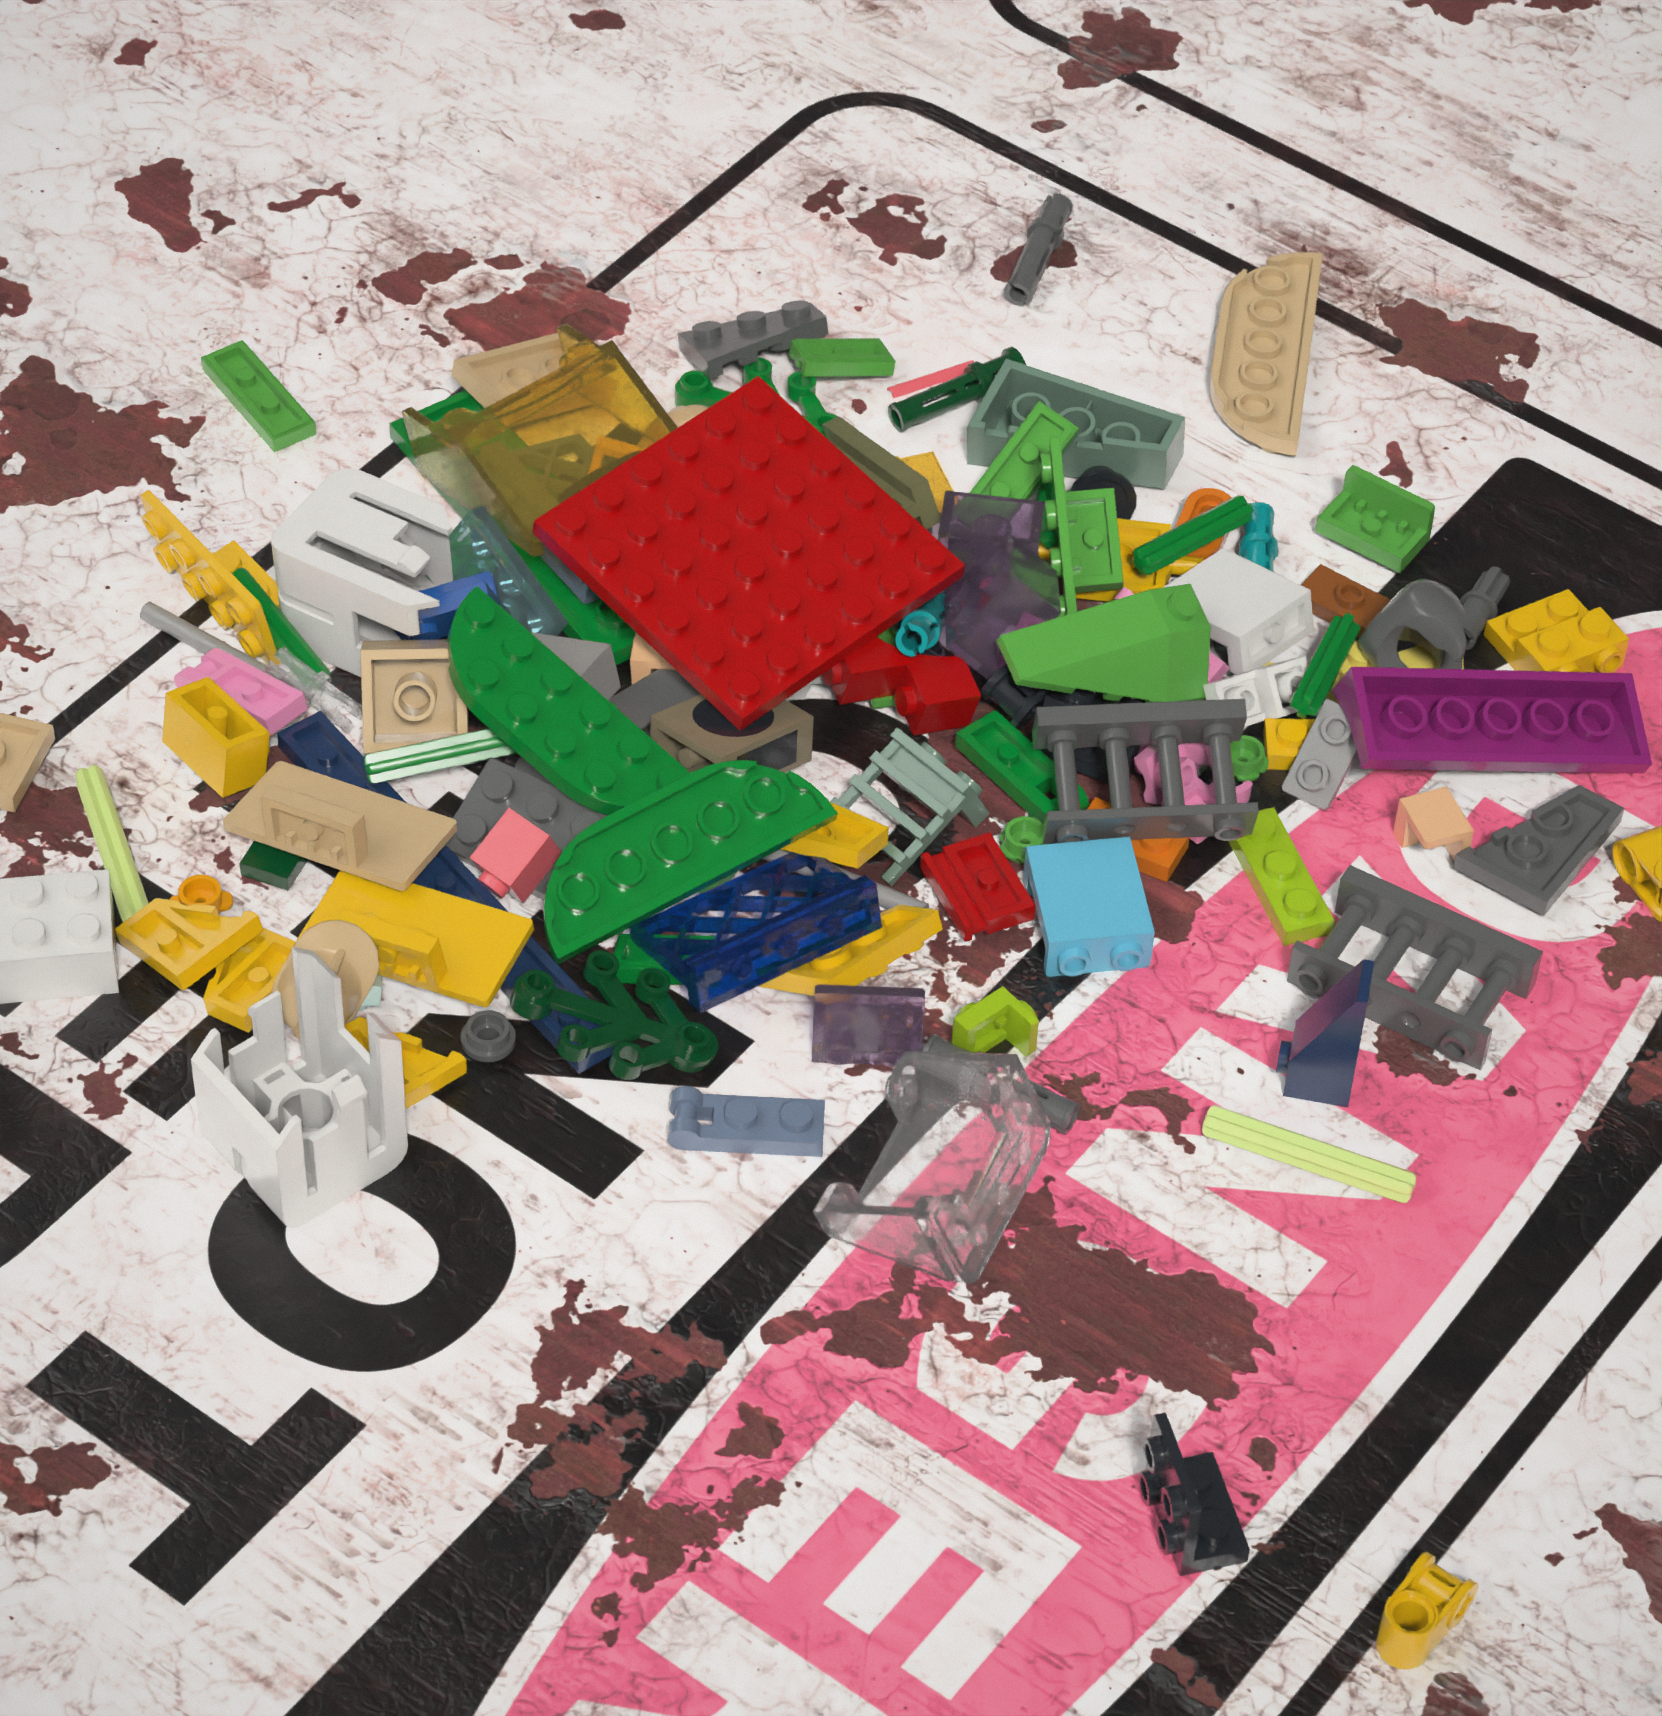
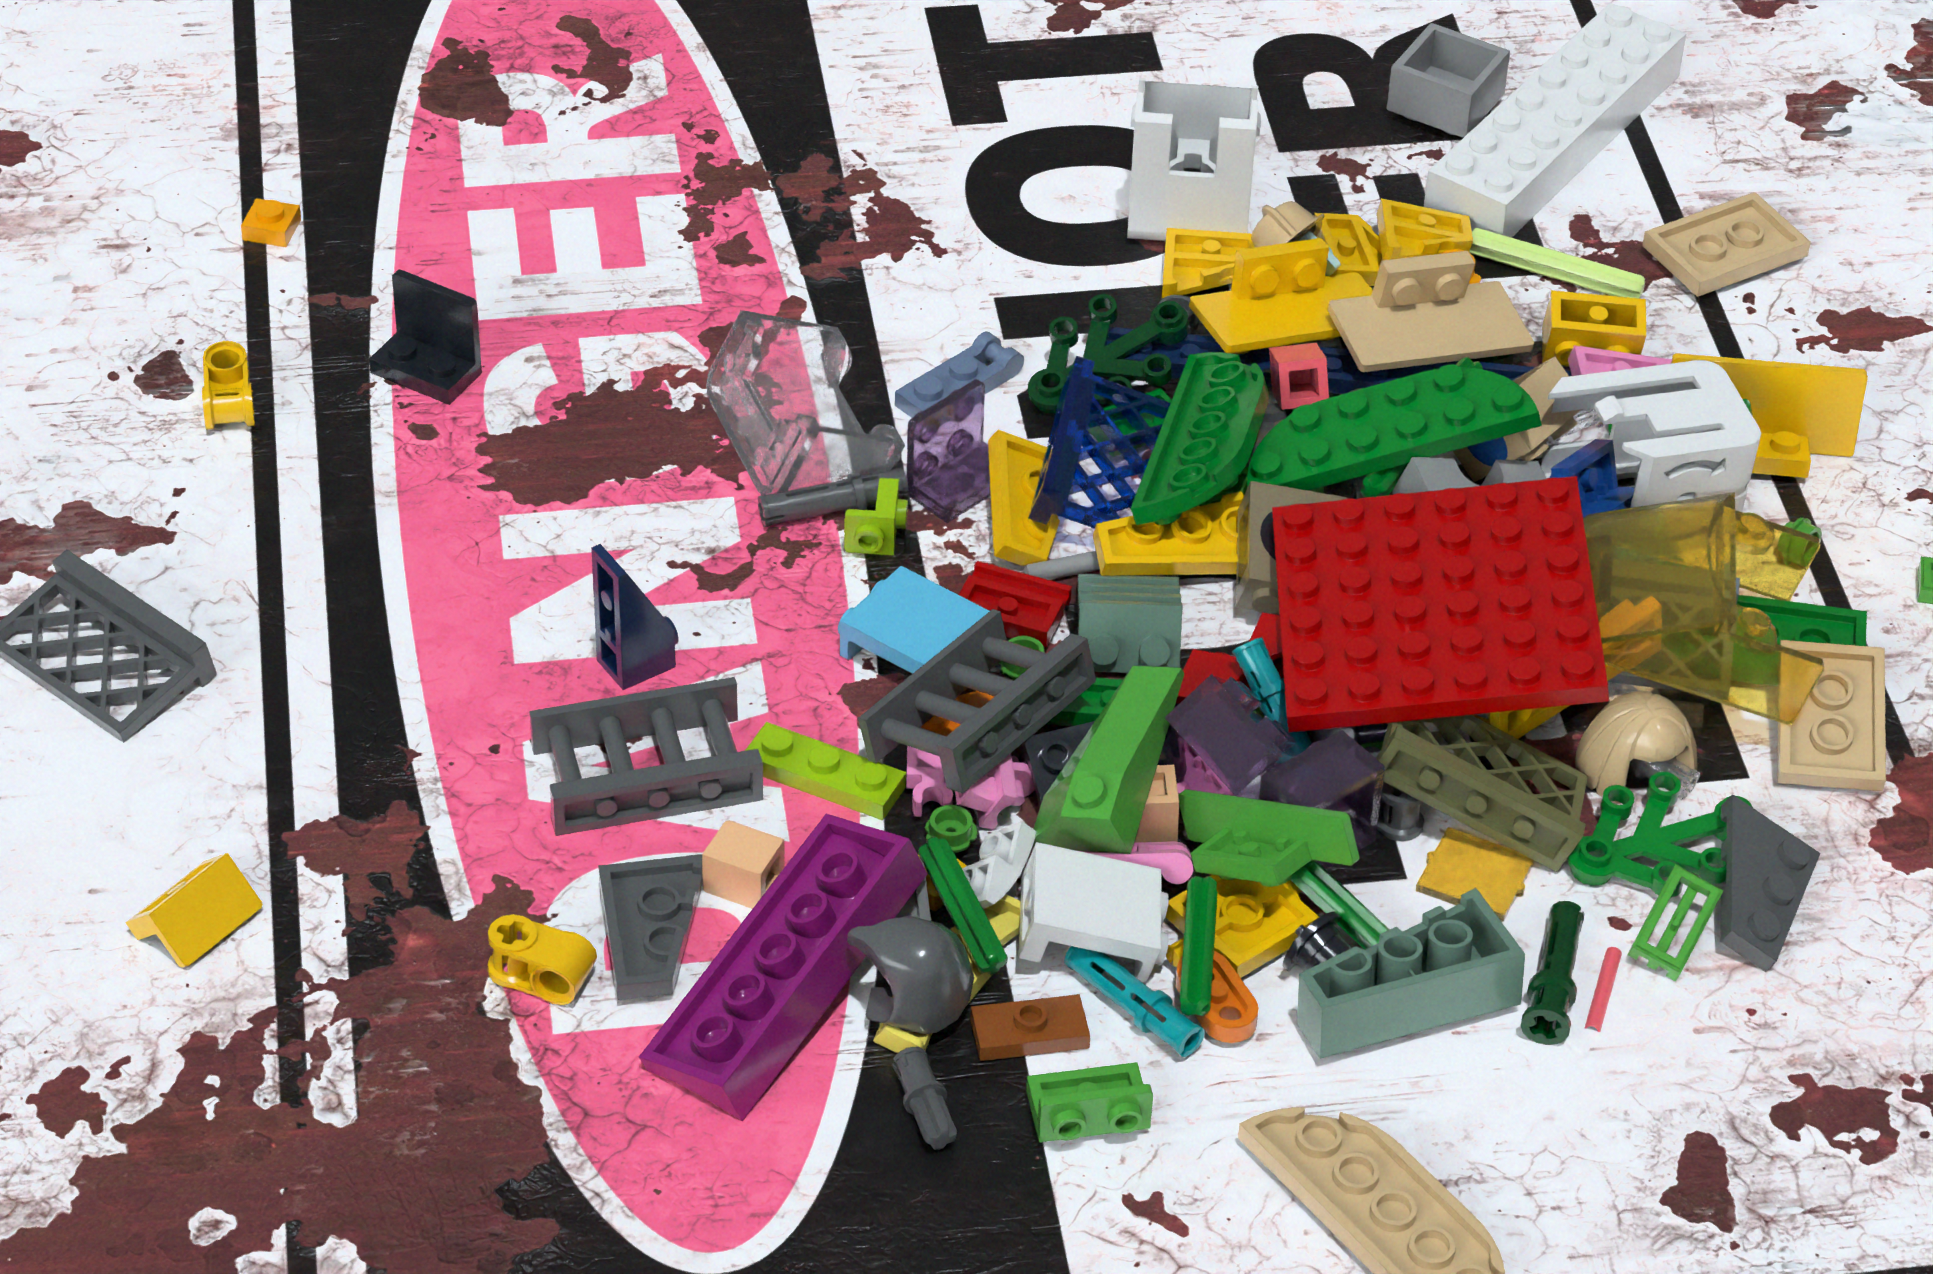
camera: 135 degrees right, 5 degrees down
(1018, 466) = (1393, 893): bright green tile -> none
(1044, 237) = (1708, 1181): dark grey pin -> none
(1309, 1154) = (573, 600): yellowish green axle -> none
(1558, 637) = (827, 1116): yellow plate -> none

